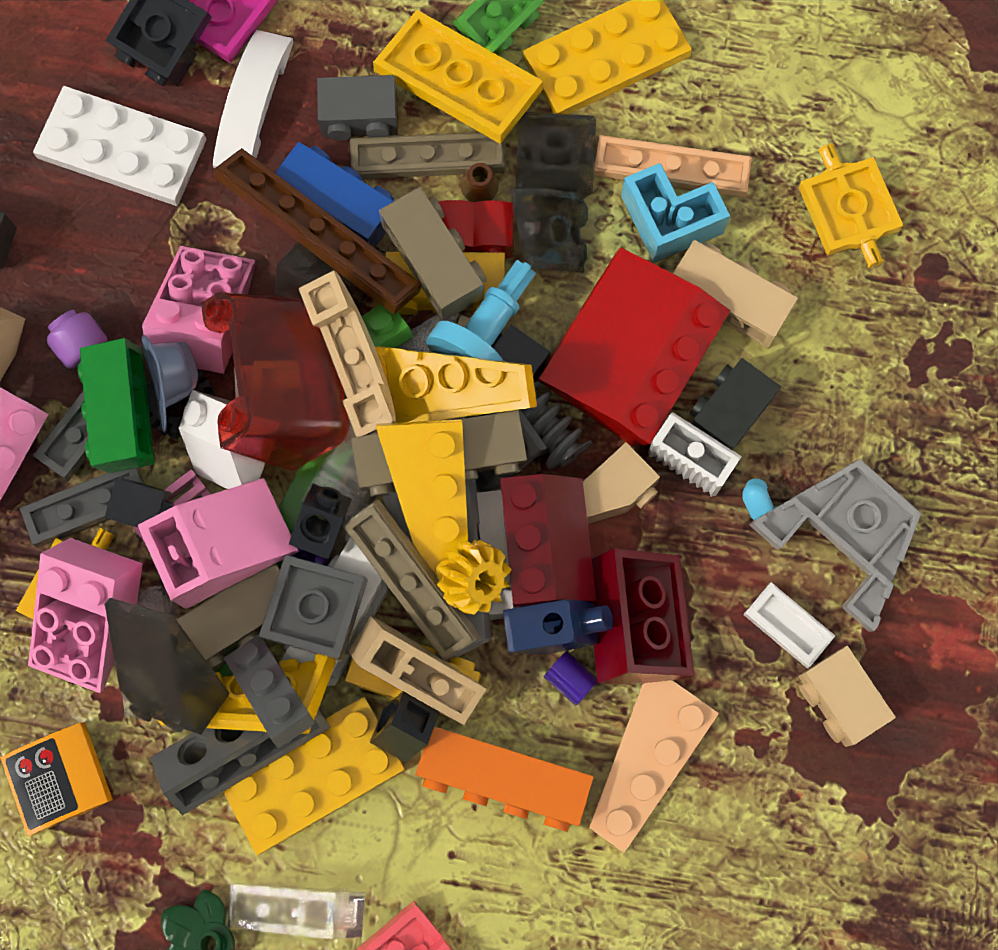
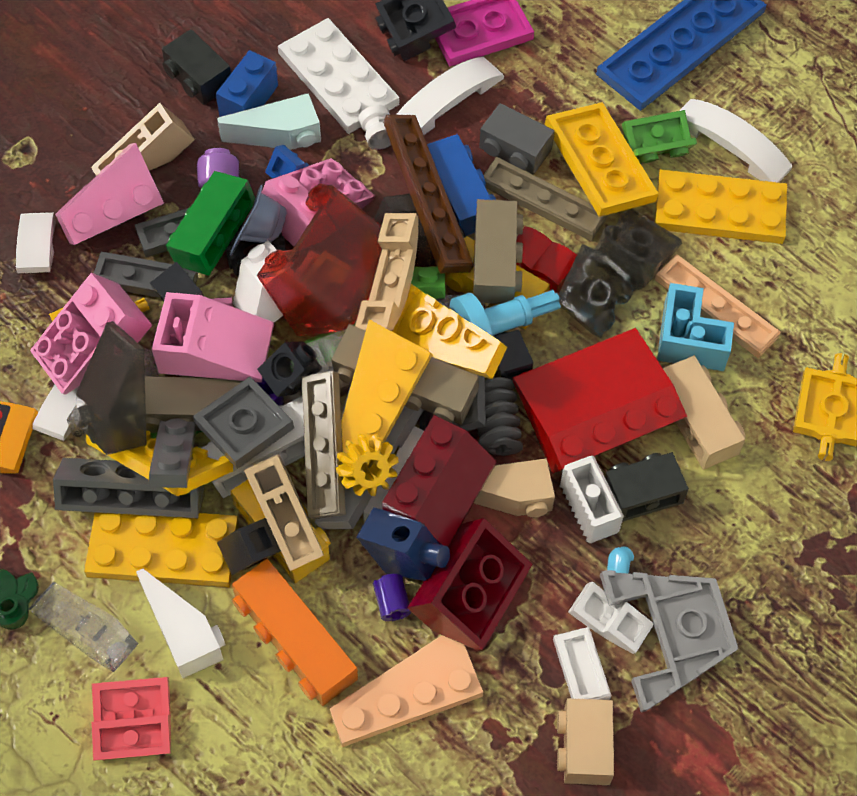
camera: 30 degrees right, 15 degrees down
(38, 224) = (248, 85): none -> blue brick
(101, 244) = (275, 124): none -> light aqua slope
(106, 712) = (54, 414): none -> white slope
(140, 286) = (283, 162): none -> blue tile
(199, 179) = (372, 122): none -> white wheel
(399, 848) = (183, 627): none -> white slope
(479, 191) = (567, 231): reddish brown cone -> none
(797, 560) = (616, 623): none -> white slope

